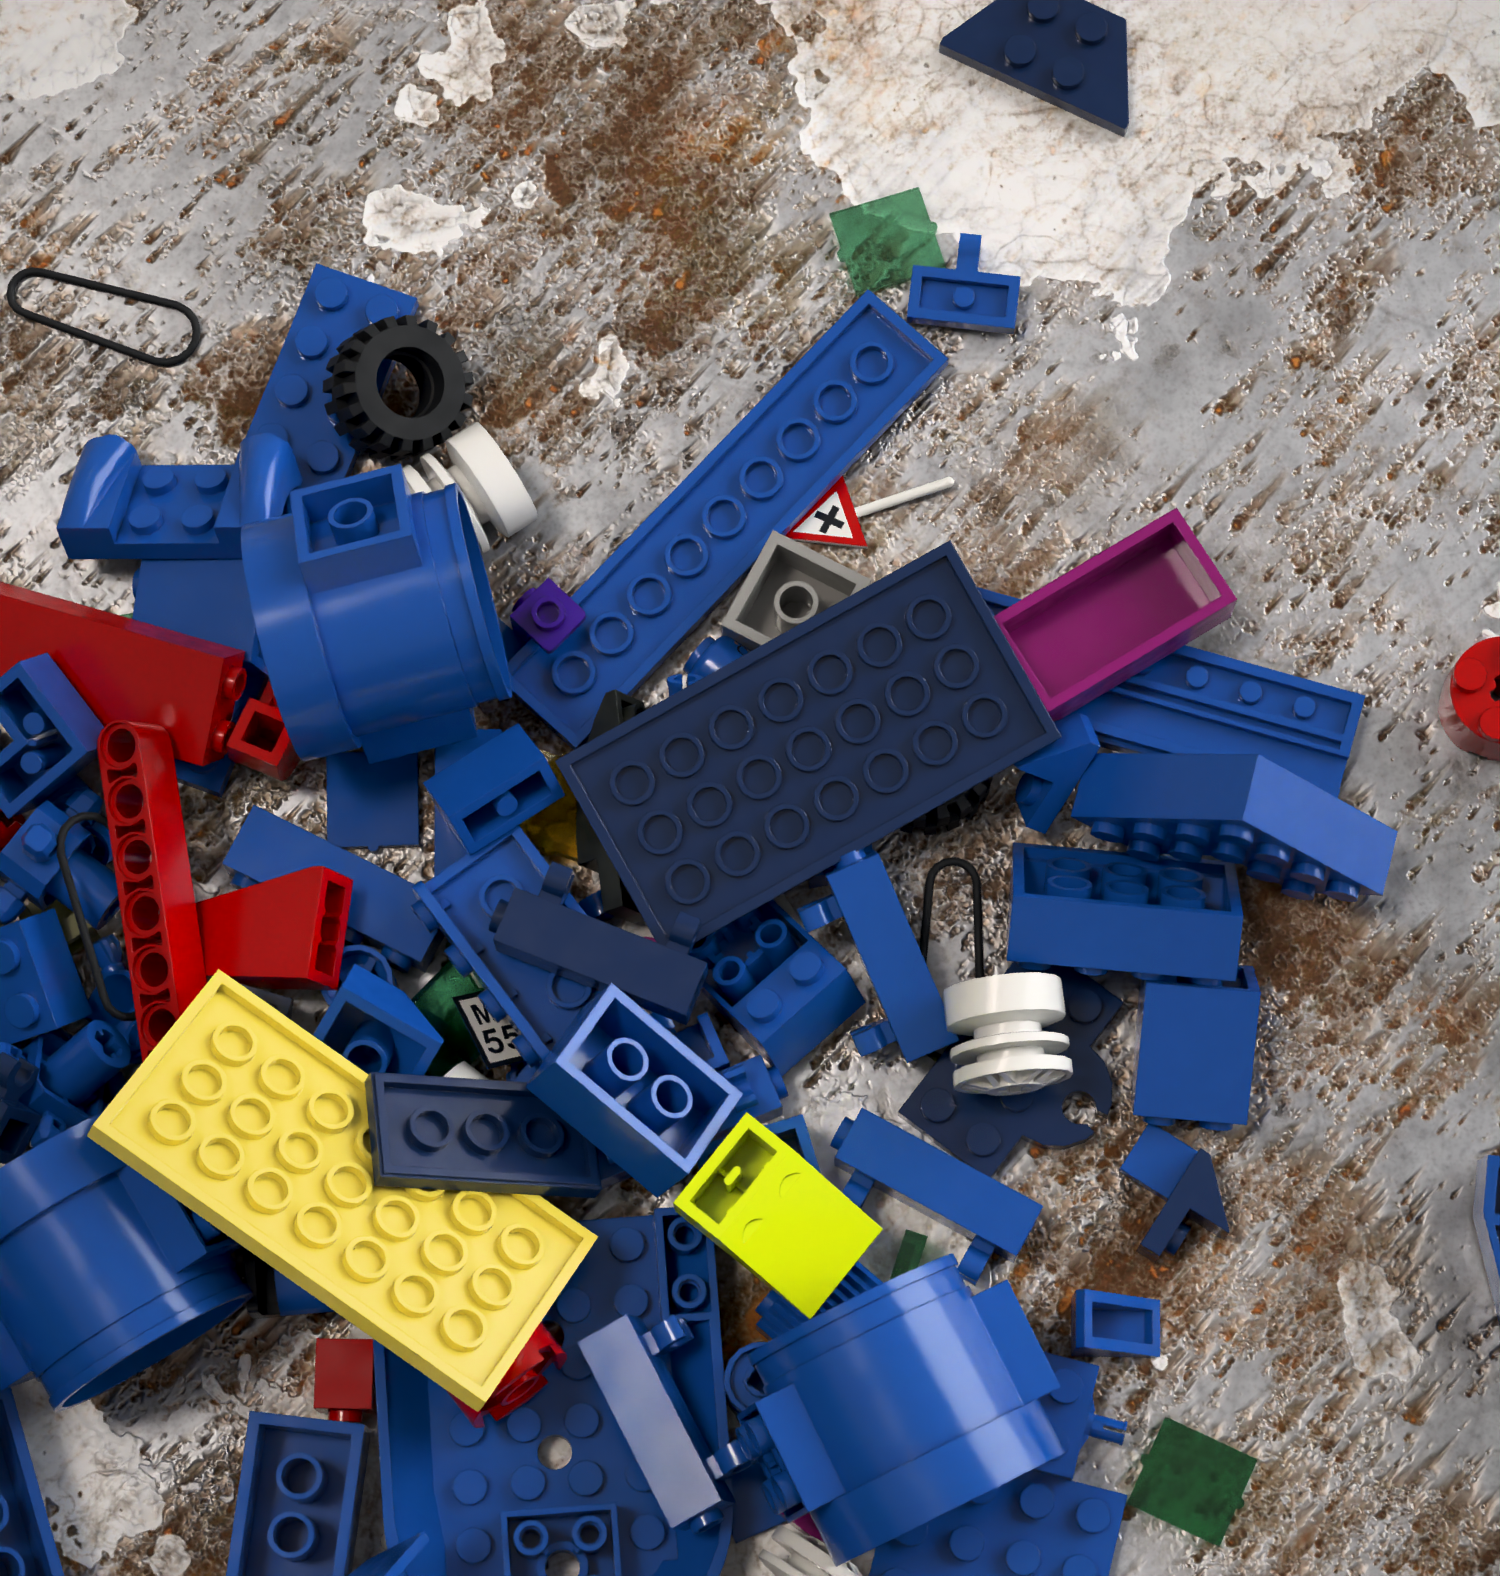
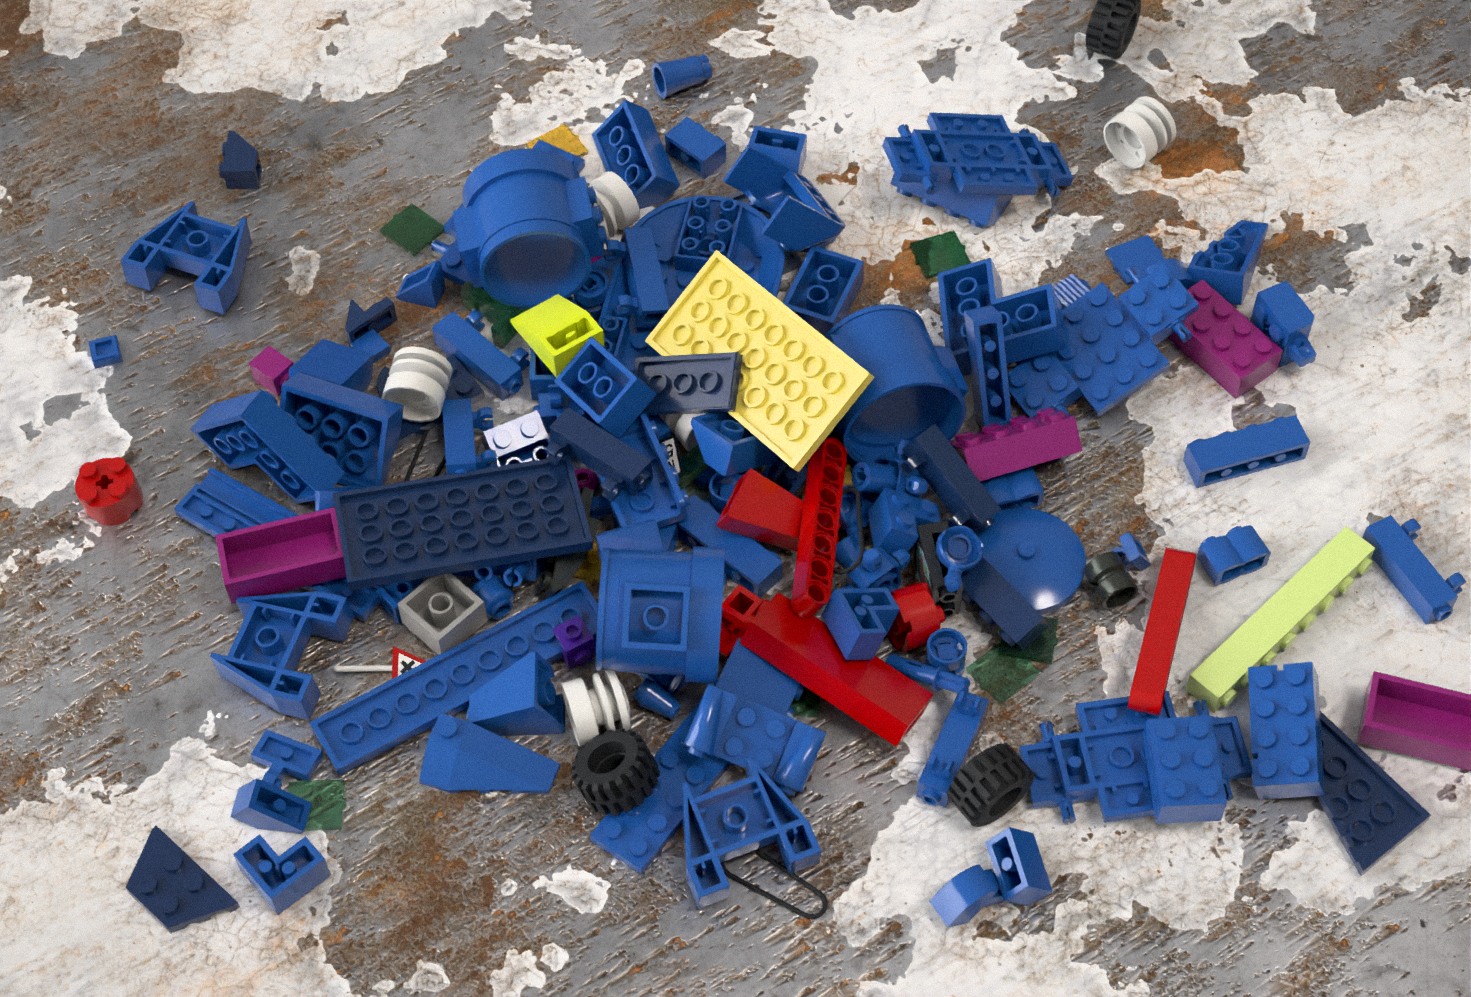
camera: 165 degrees left, 20 degrees down
(169, 348) = (737, 822): none -> blue wedge
(603, 475) = (519, 701): none -> blue slope
(644, 377) = (476, 759): none -> blue wedge
(883, 81) = (283, 877): none -> blue brick
(950, 196) = (270, 808): none -> blue slope
(1065, 468) = (273, 642): none -> blue wedge
(1314, 1042) = (271, 369): none -> magenta brick

